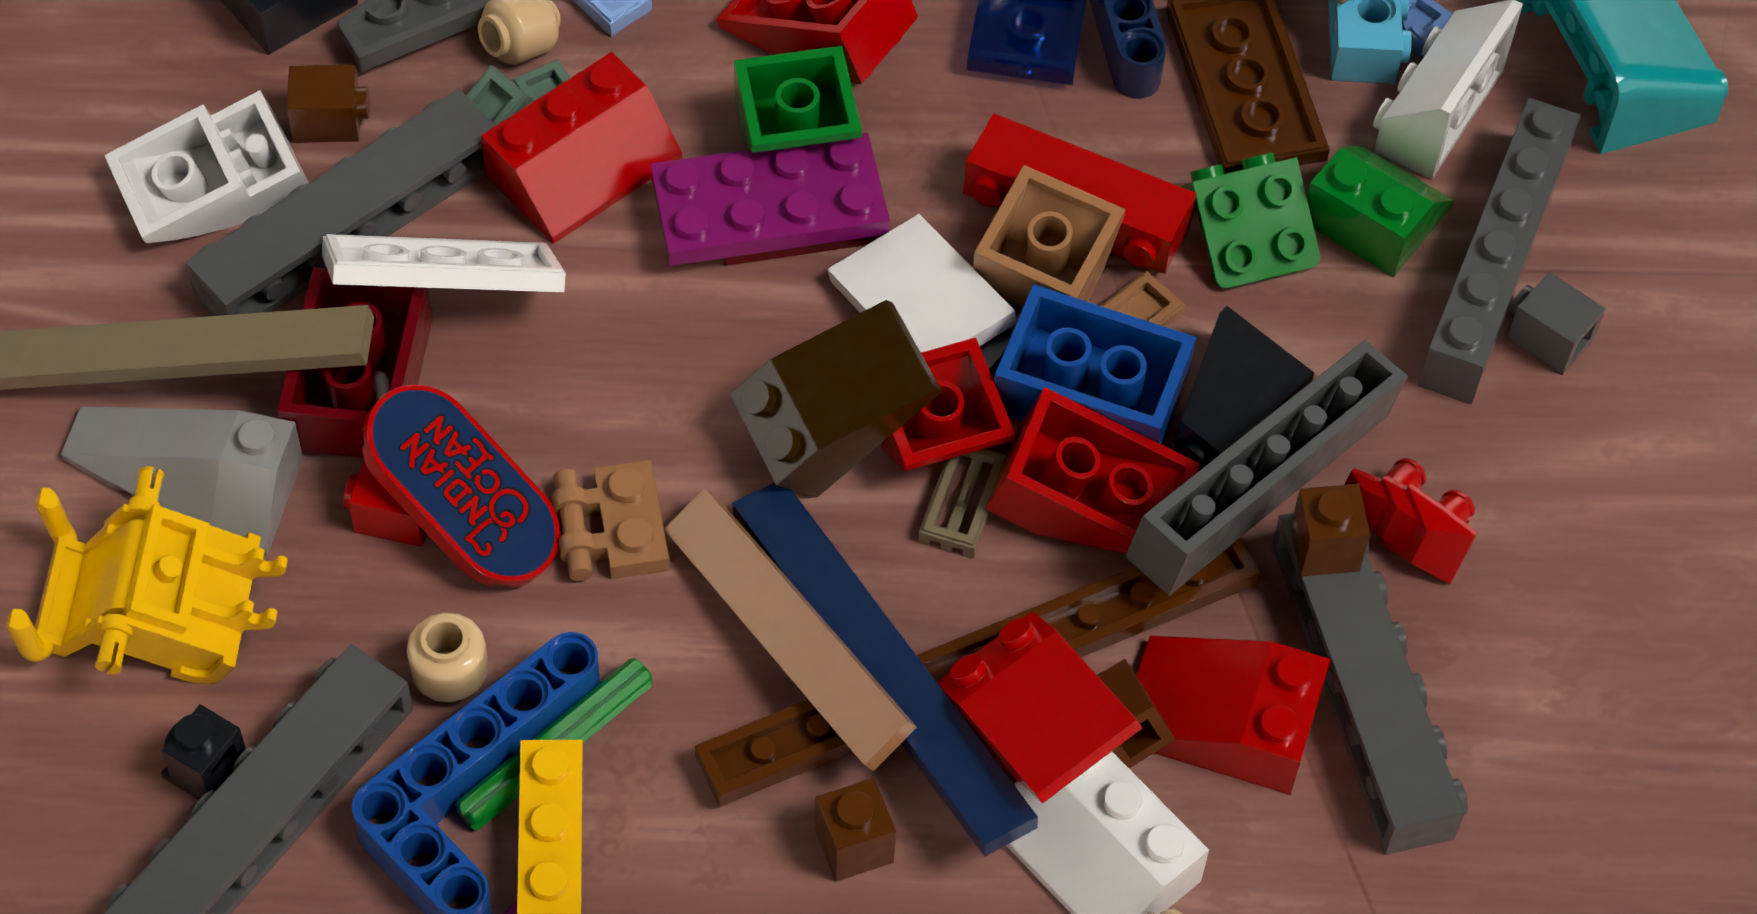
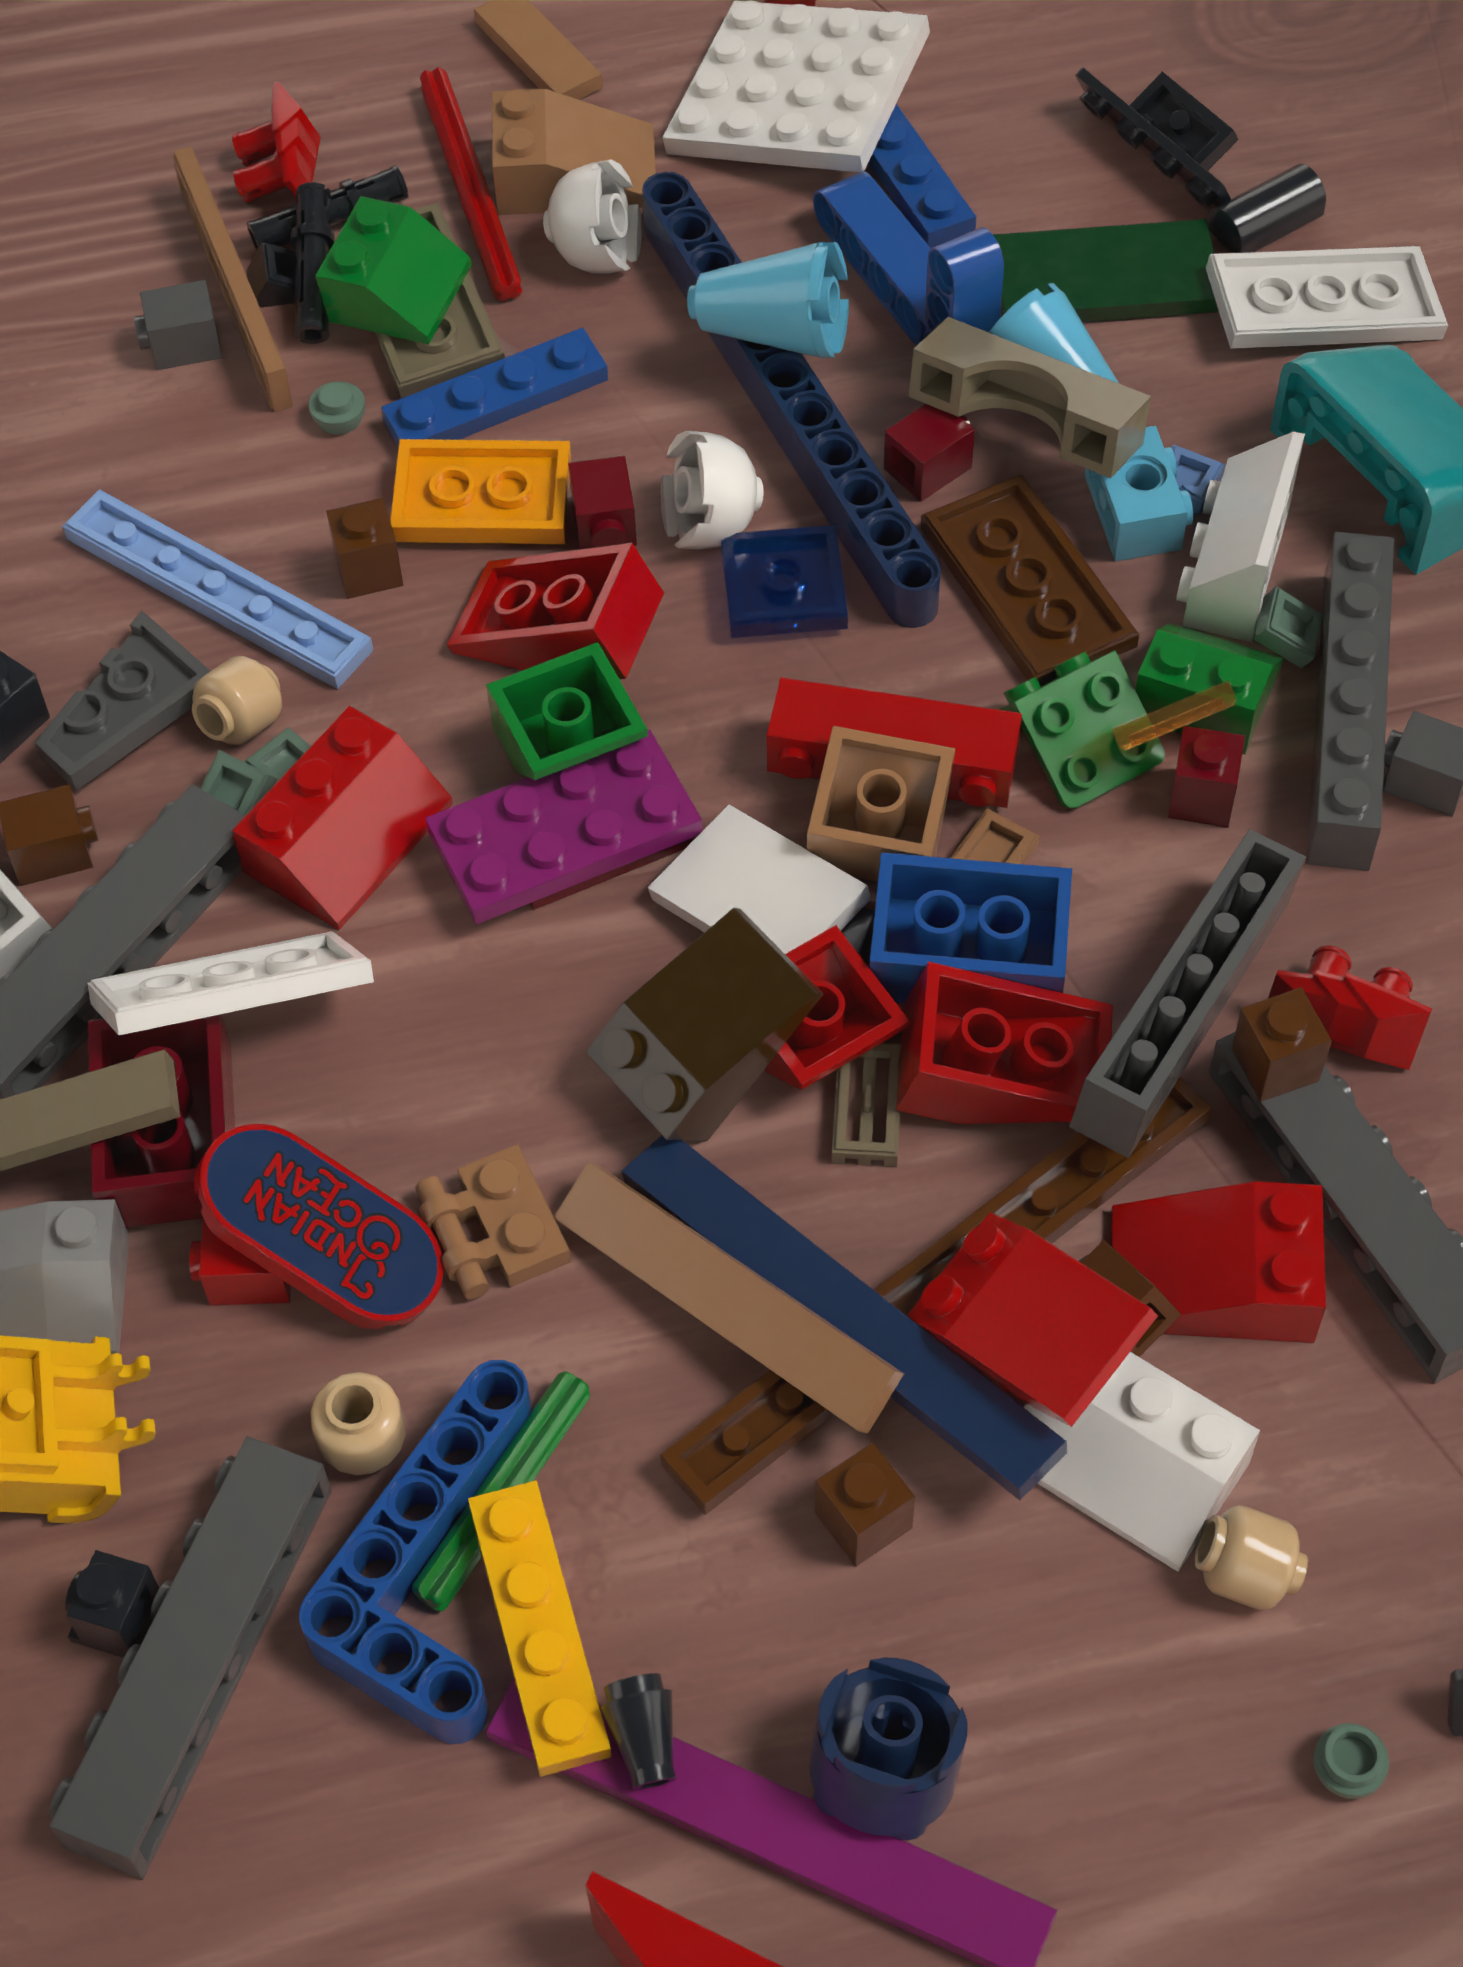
camera: 10 degrees left, 0 degrees up
(1236, 387) = (1127, 918): black slope -> none
(1329, 225) = (1174, 715): none -> clear orange tile
(1347, 287) = (1206, 776): none -> dark red brick
(1465, 174) = (1288, 627): none -> sand green tile

